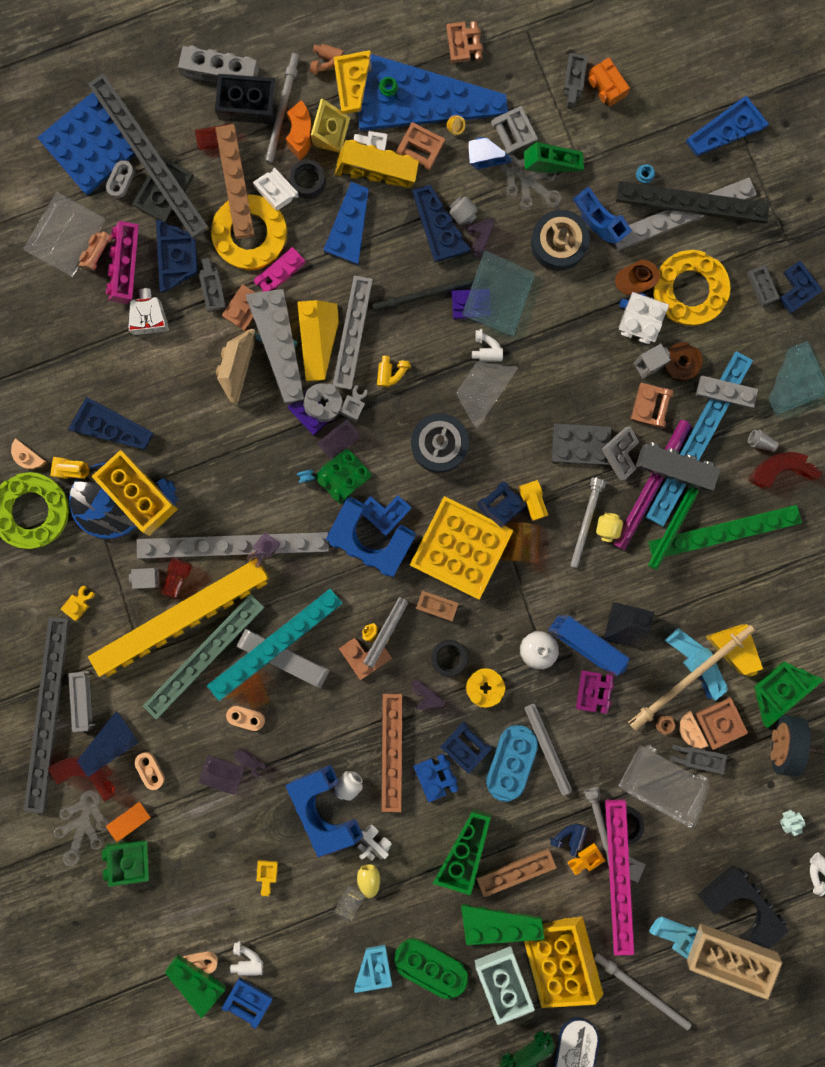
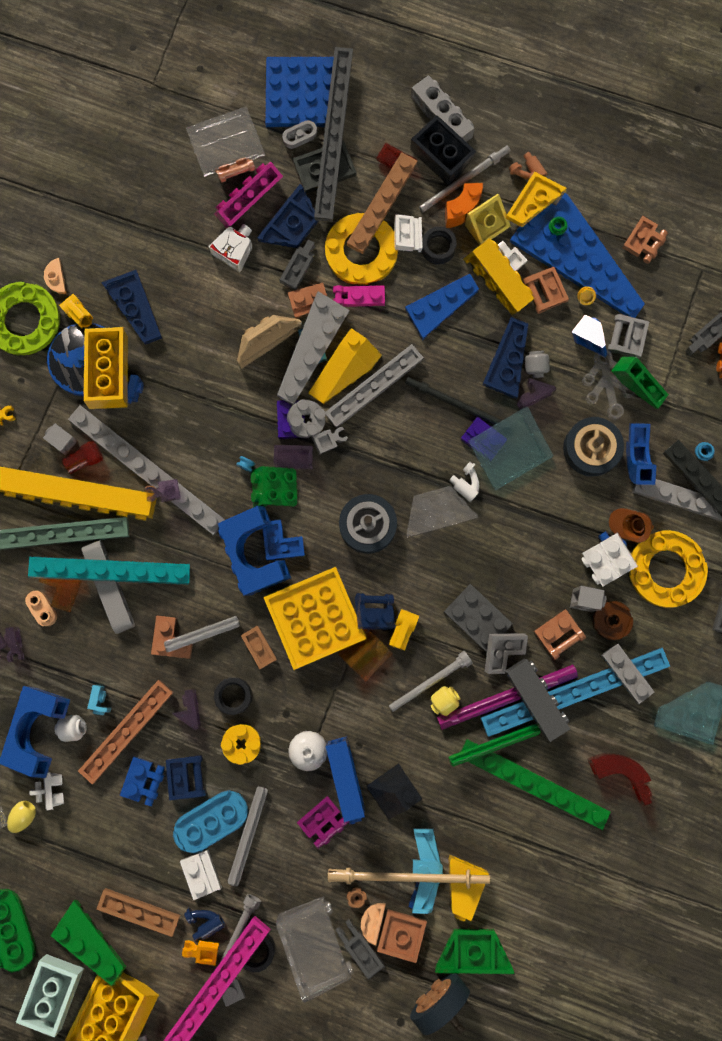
camera: 40 degrees right, 5 degrees down
(348, 747) = (96, 698): none -> medium azure bracket
(370, 633) = (191, 624): yellow plate -> none
(384, 372) = (373, 435): yellow plant -> none
(464, 858) = (109, 863): green wedge -> none
(537, 806) = (200, 874): none -> white plate
(761, 440) = (624, 736): light grey cone -> none

